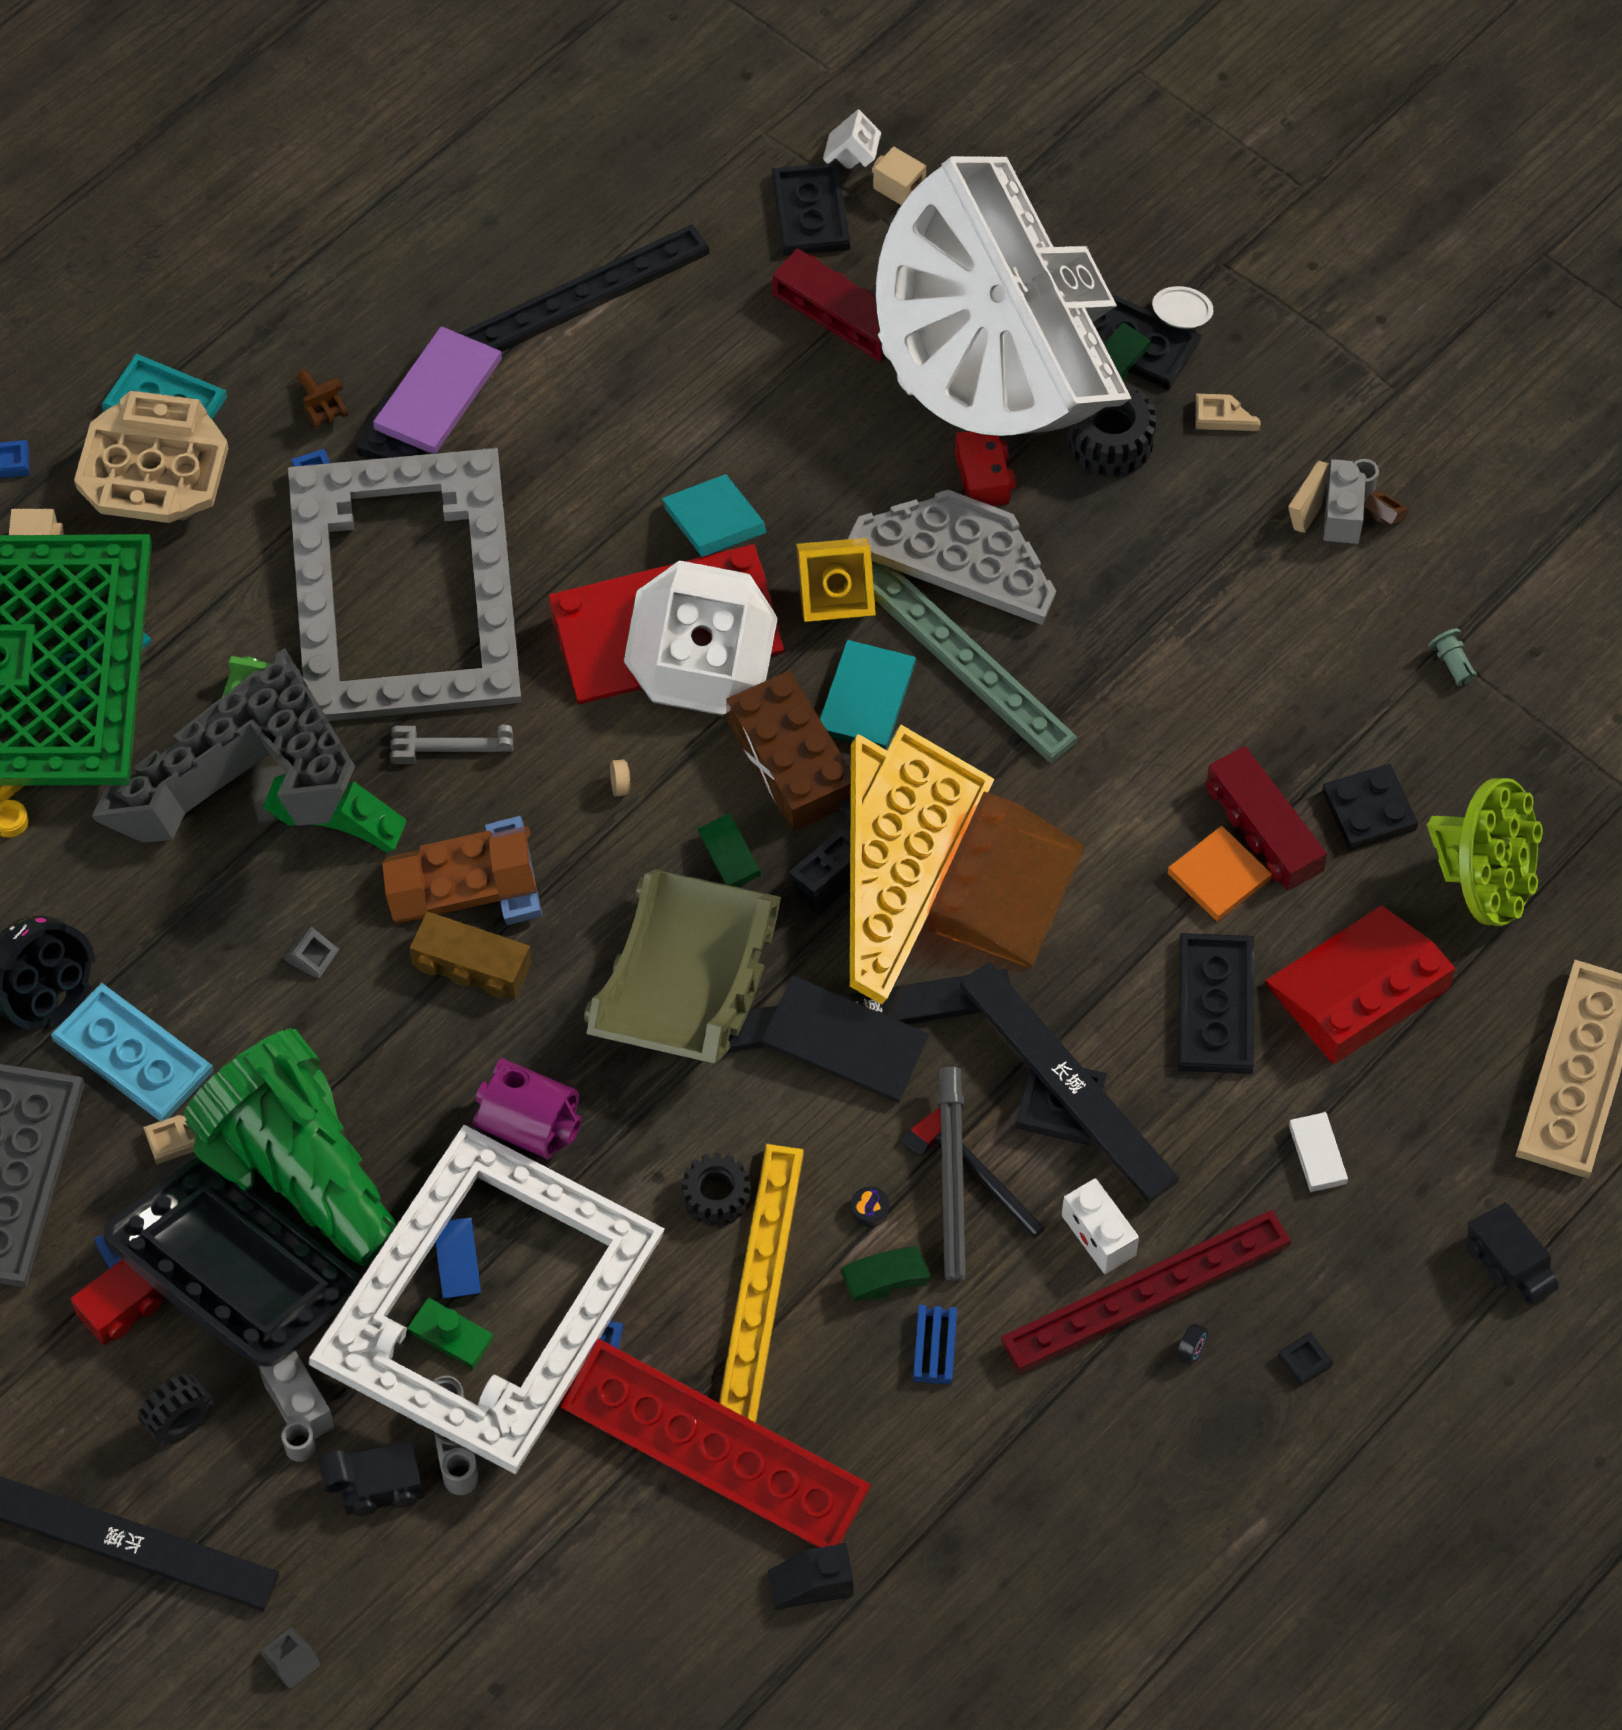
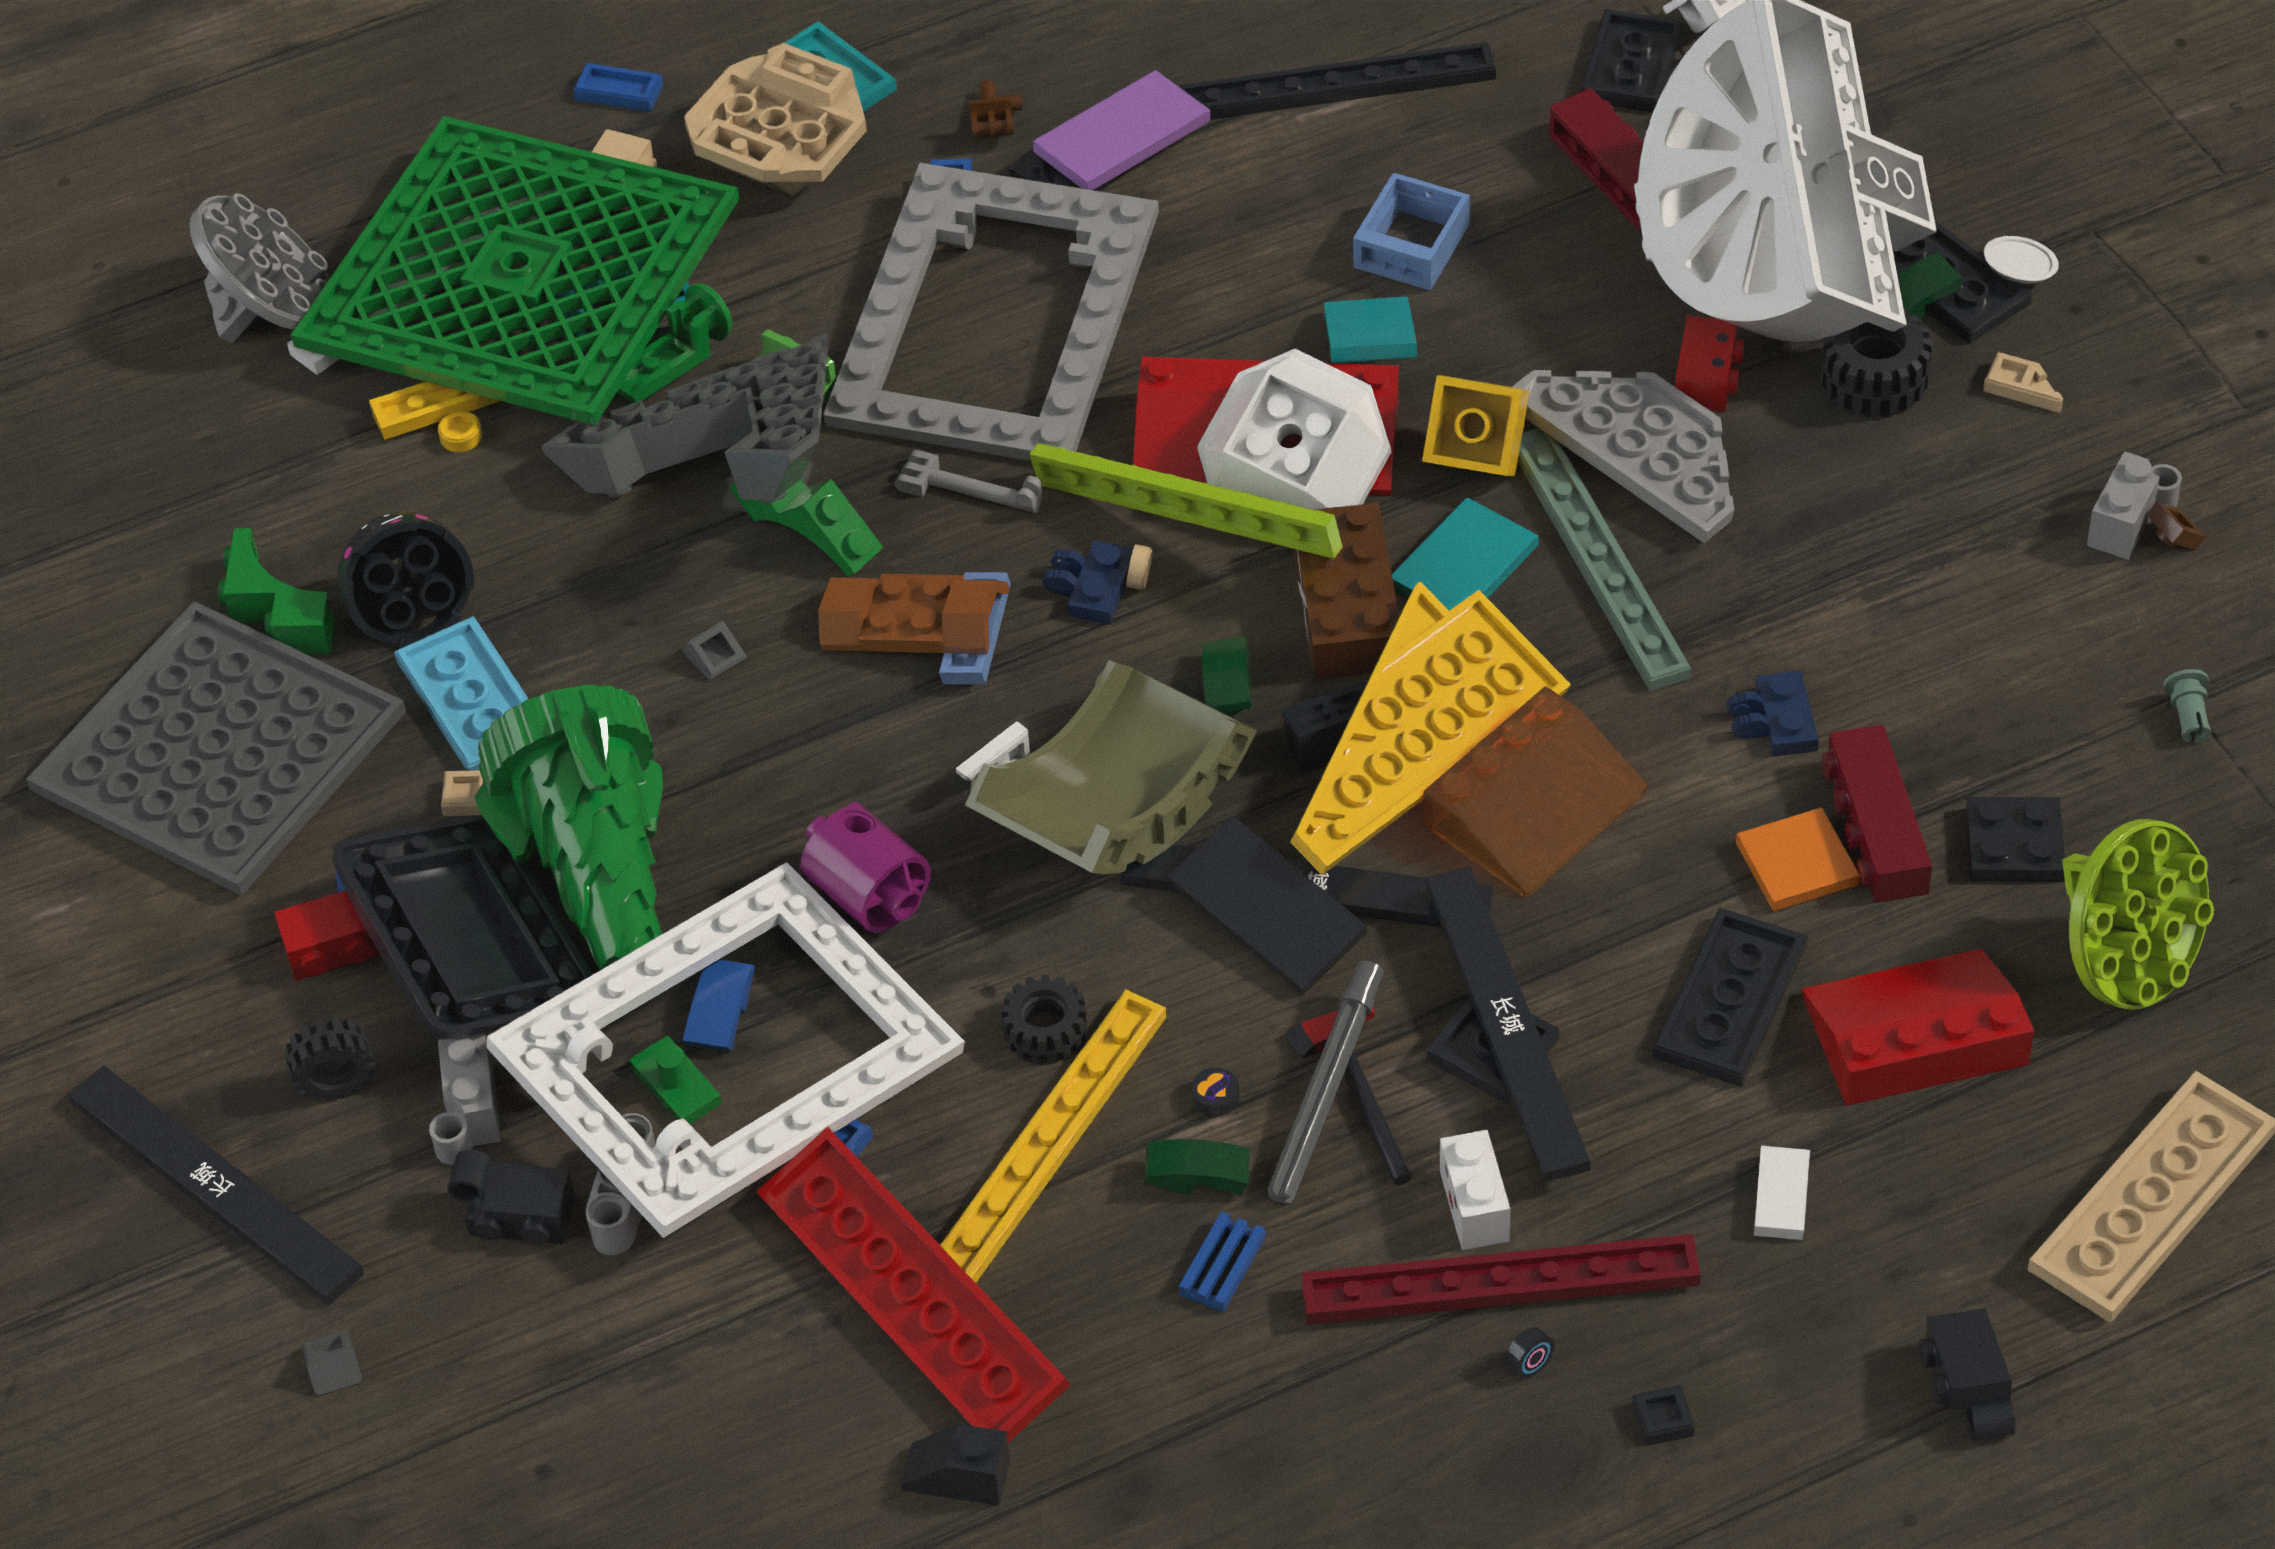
camera: 25 degrees right, 10 degrees down
(162, 687) = (684, 347): none -> green piece
(470, 956) = (884, 700): pearl gold brick -> none
(583, 978) = (1003, 749): none -> white tile
(591, 795) = (1099, 583): none -> dark blue hinge
(639, 713) = (1187, 500): none -> lime plate
(701, 442) = (1403, 259): none -> medium blue window
(1161, 755) = (1776, 712): none -> dark blue hinge
(1309, 497) = (2078, 495): tan tile -> none

